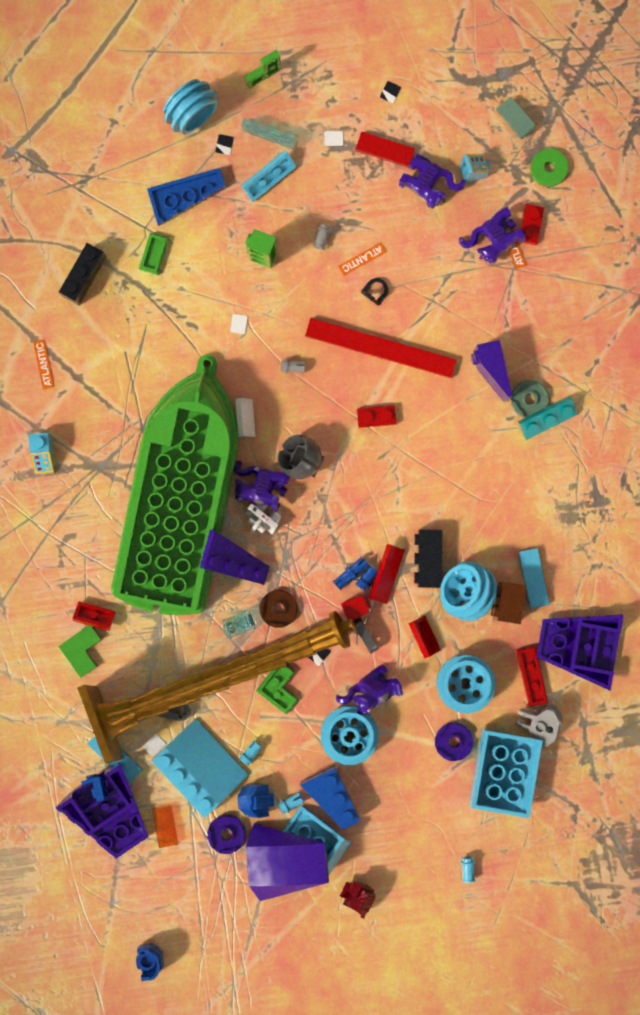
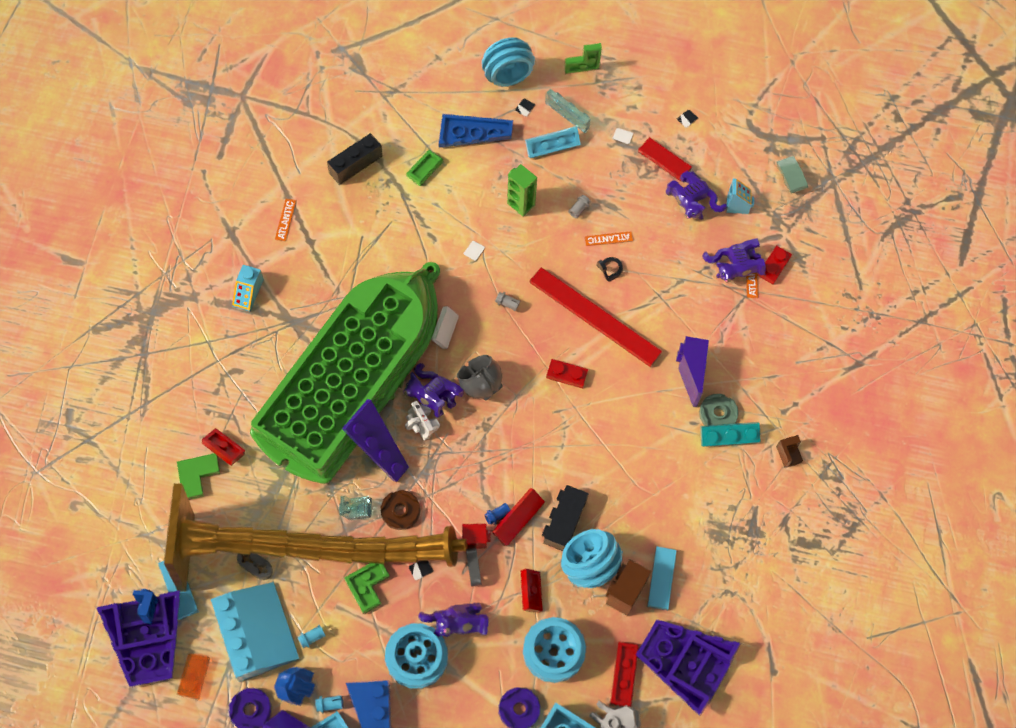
camera: 20 degrees right, 20 degrees down
(154, 745) = (220, 590): white sticker -> none
(350, 573) = (484, 503): blue pin -> none
(552, 157) = (811, 216): bright green tile -> none
(607, 413) = (789, 451): none -> reddish brown panel

